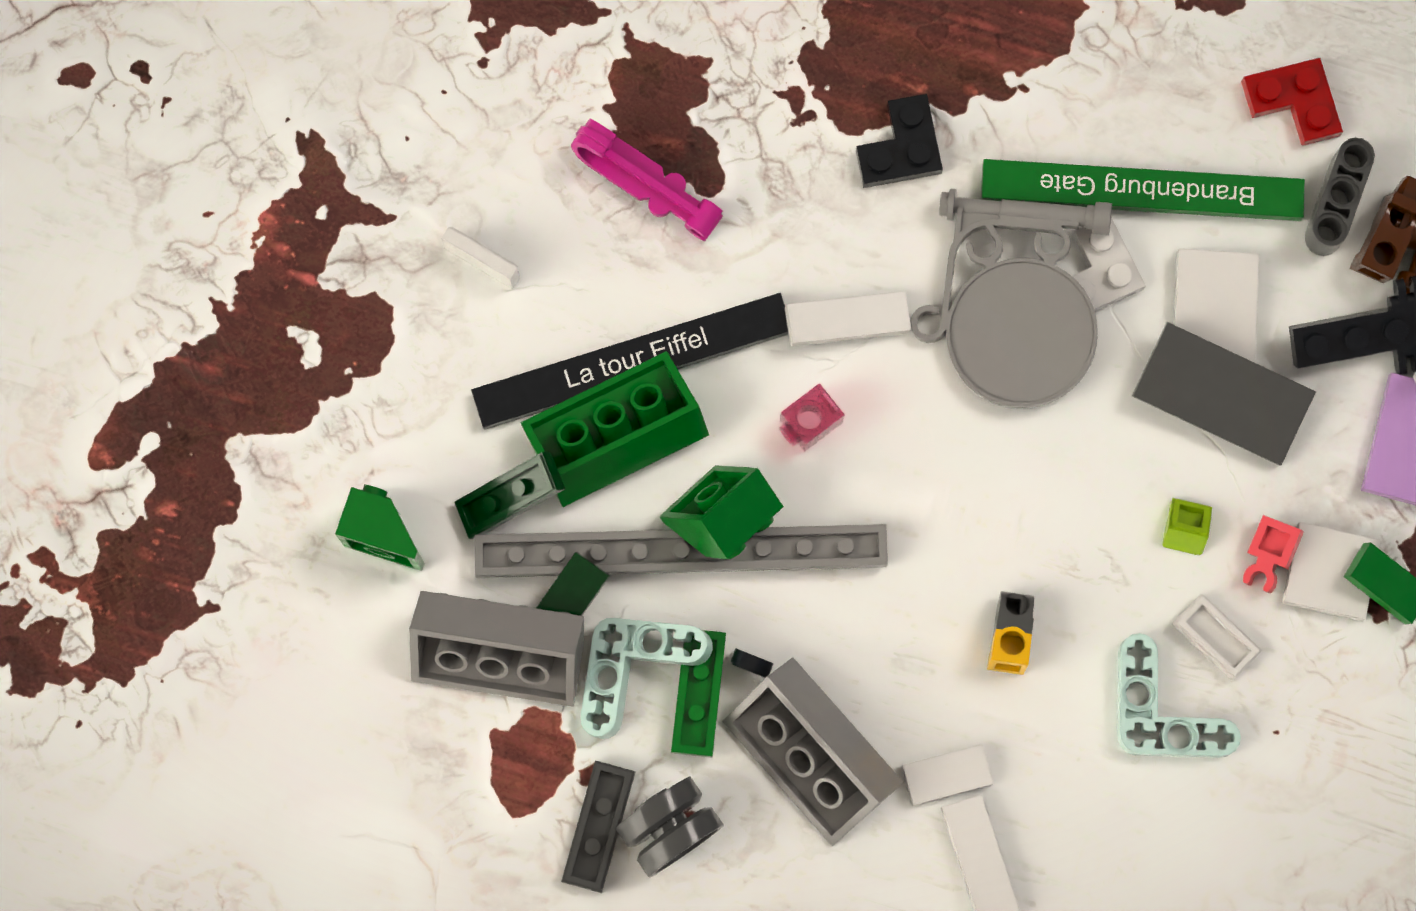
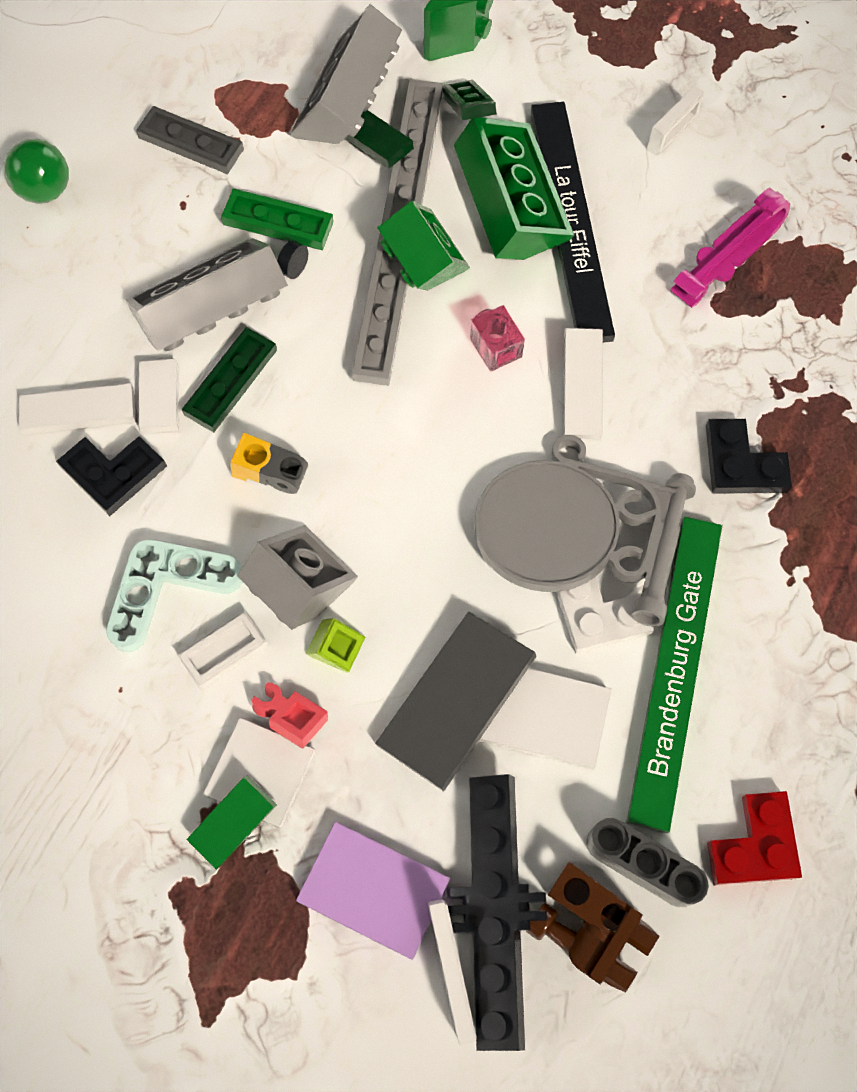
camera: 100 degrees right, 10 degrees down
(631, 648) = (327, 169): light aqua beam -> none
(666, 822) = (169, 166): dark grey wheel -> none
(910, 702) = (229, 379): none -> dark green tile
(1062, 798) = (114, 480): none -> black plate
(1128, 574) = (296, 575): none -> light grey slope

